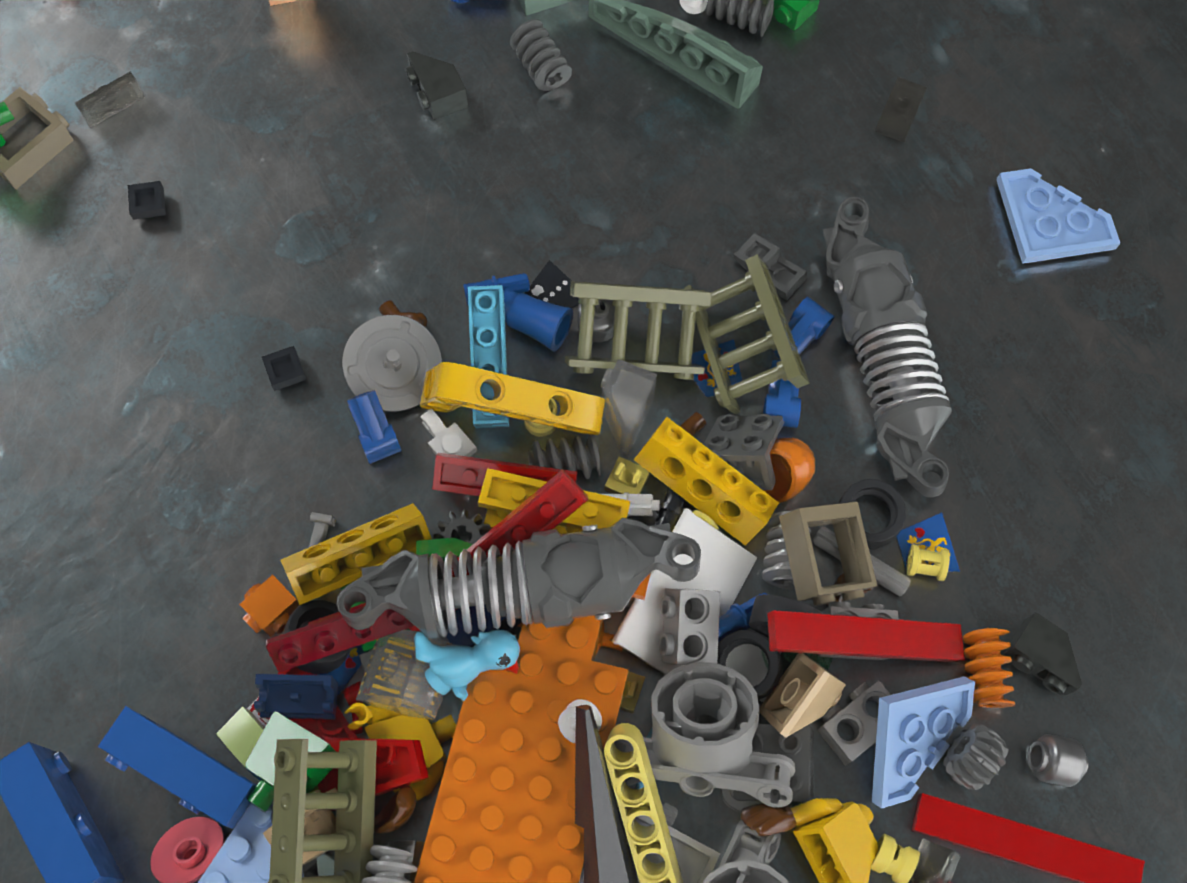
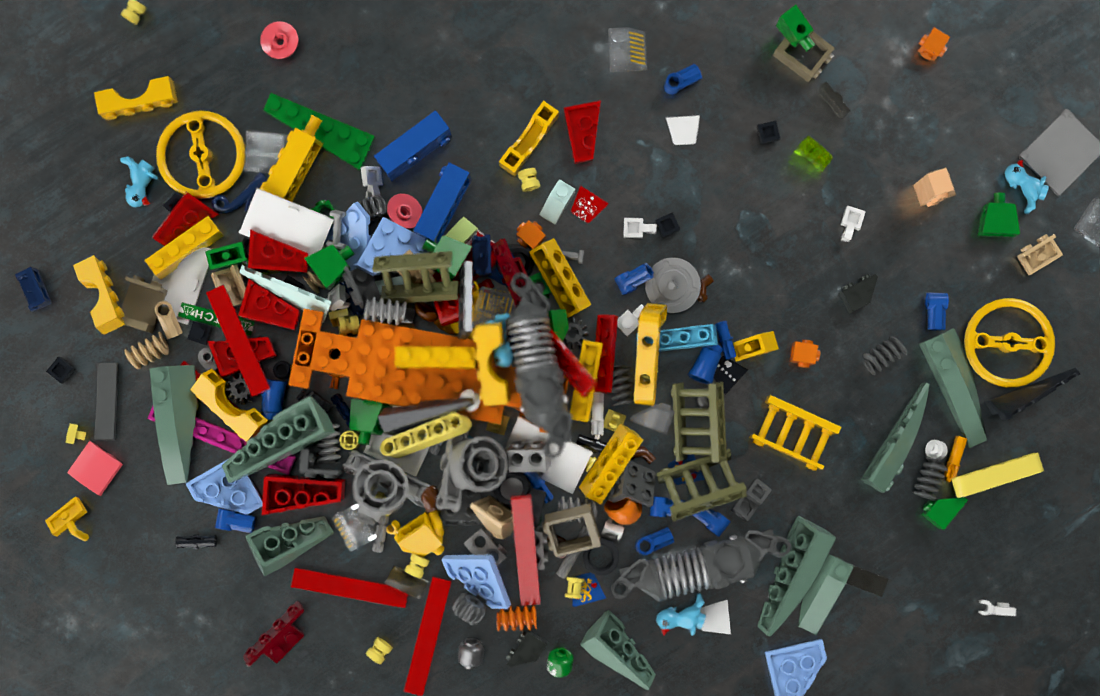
camera: 90 degrees right, 15 degrees up
(25, 328) = (683, 79): none -> blue piece
(83, 503) = (582, 129): none -> red wing
(84, 597) = (535, 131): none -> yellow arch
(118, 336) = (683, 129): none -> white sticker
(163, 604) = (528, 179): none -> light yellow wheel
(192, 134) = (814, 153): none -> clear neon green leg
(213, 553) = (557, 201): none -> light aqua slope
(228, 505) = (587, 205): none -> red sticker
(282, 421) = (635, 228): none -> white plate
(315, 87) = (852, 220): none -> white plate
(381, 724) = (465, 300): none -> tile
(462, 669) = (494, 388): none -> yellow arch
(489, 786) = (435, 357): none -> yellow arch
(510, 241) = (755, 345): none -> yellow slope
(528, 169) = (804, 353): none -> orange brick
(641, 167) = (792, 414): none -> yellow fence
(825, 489) = (612, 531): none -> white tile
(842, 421) = (656, 541): none -> blue piece
(897, 204) = (795, 572): none -> sand green wedge
(911, 166) = (823, 593): none -> sand green wedge
(969, 336) = (716, 618): none -> white sticker
(974, 371) = (688, 618): none -> medium azure animal
(1032, 502) = (611, 646): none -> sand green wedge
(1065, 593) = (560, 662): none -> green head

